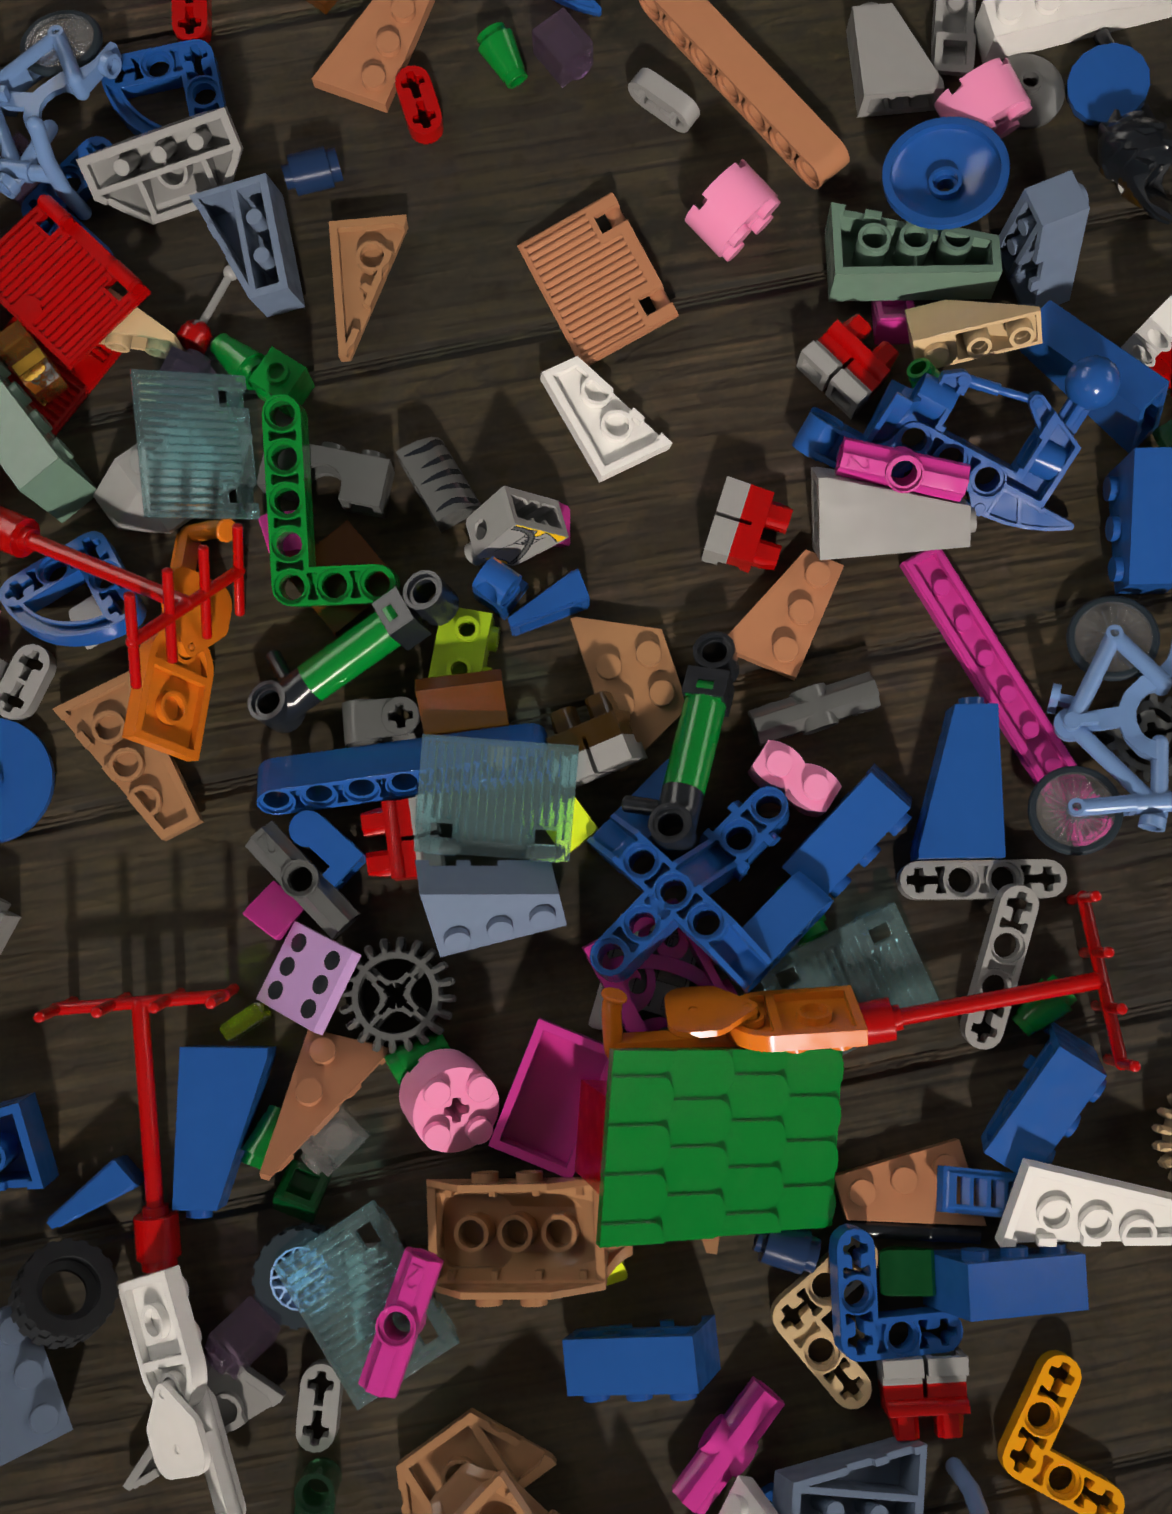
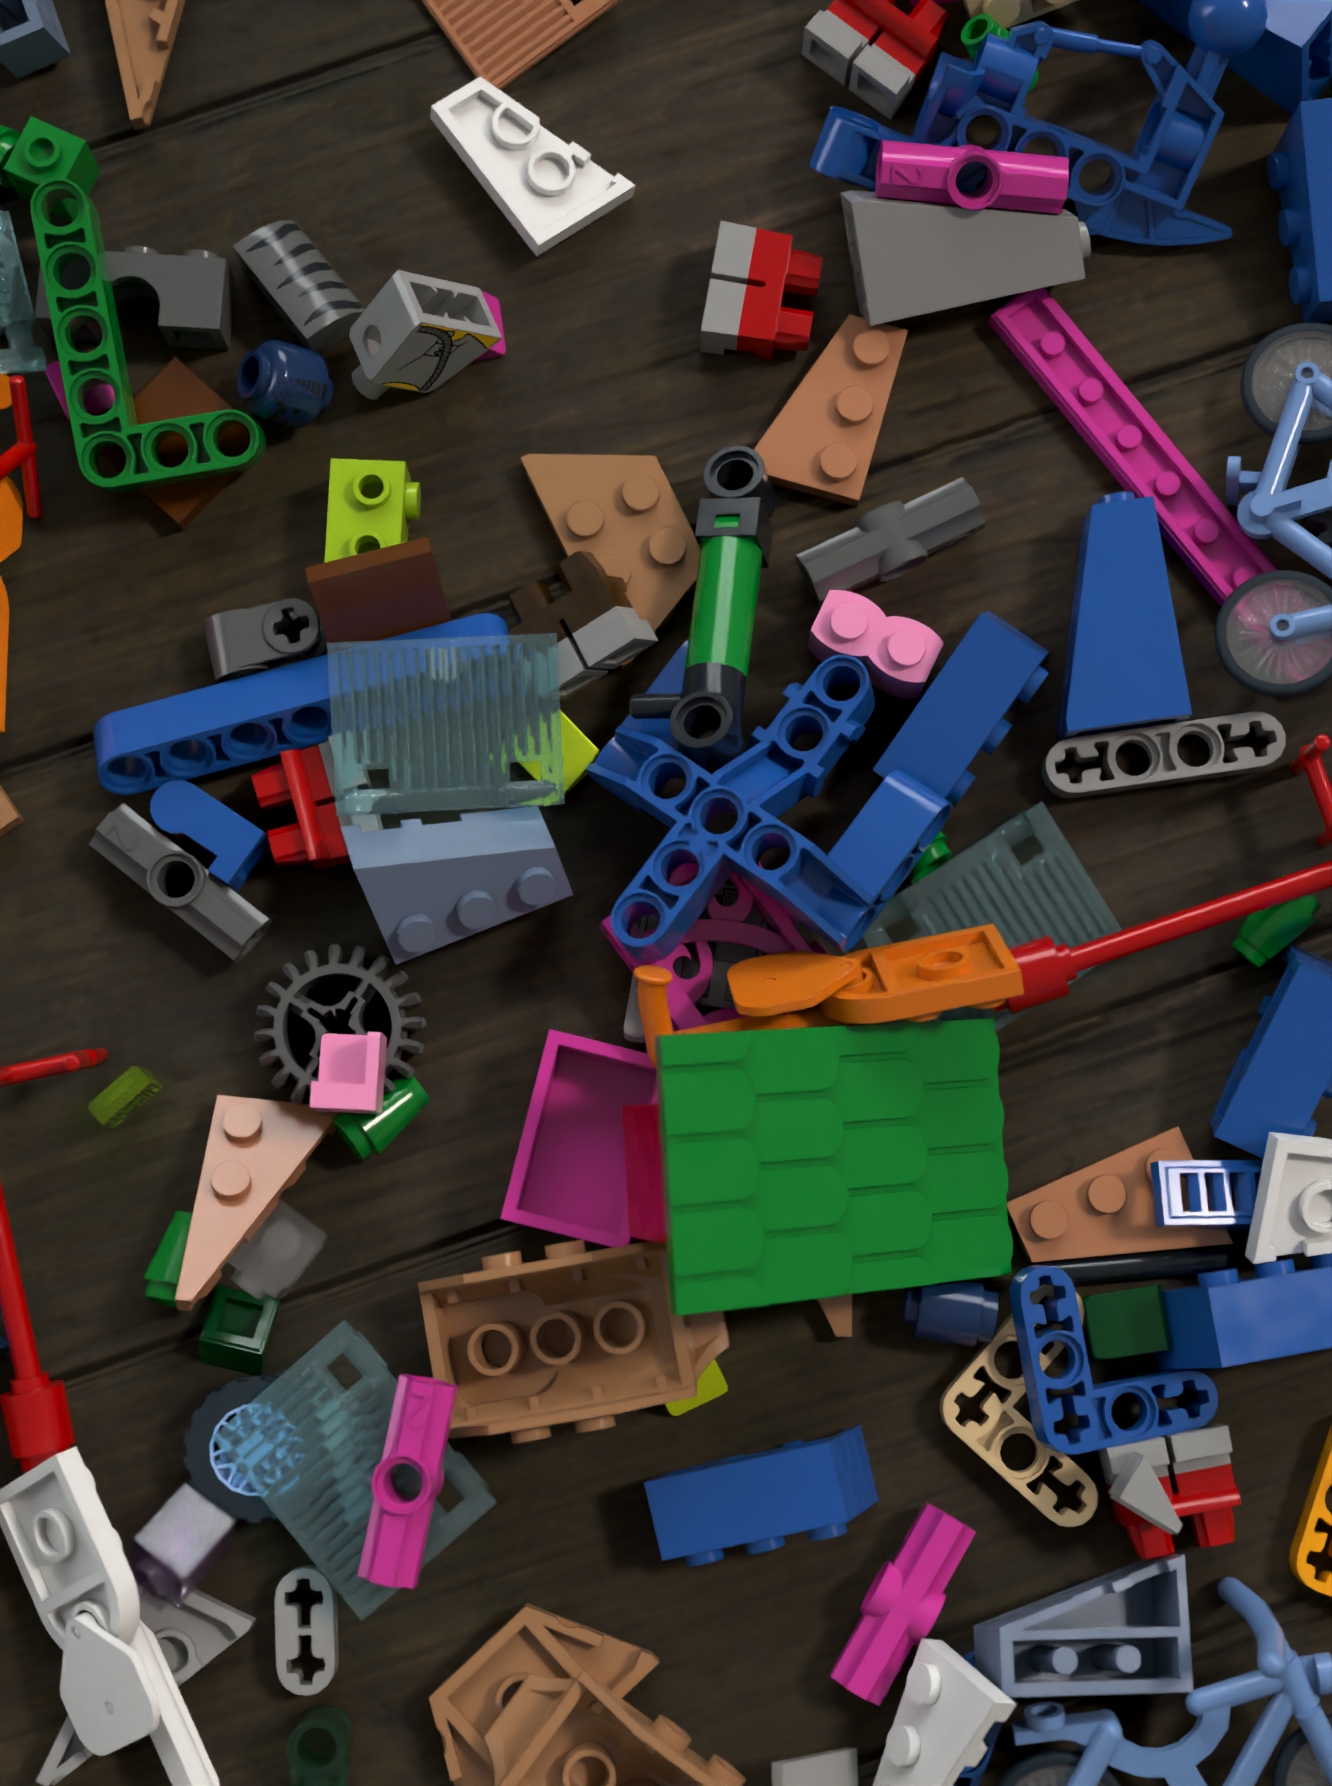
camera: 10 degrees left, 0 degrees up
(214, 1118) = (98, 1238): blue slope -> none
(274, 911) = (145, 933): dark pink slope -> none
(308, 977) = (208, 1019): lavender tile -> none
(396, 623) = (266, 492): black piece -> none
(399, 1031) = (350, 1074): none -> bright pink panel
(417, 547) = (284, 383): none -> dark blue head
(449, 1101) = (465, 1183): bright pink brick -> none
(498, 587) = (409, 424): blue leg -> none
(555, 603) = (496, 437): blue slope -> none
(903, 1400) = (1143, 1494): none -> light grey slope
(1007, 967) = (1193, 870): light grey beam -> none

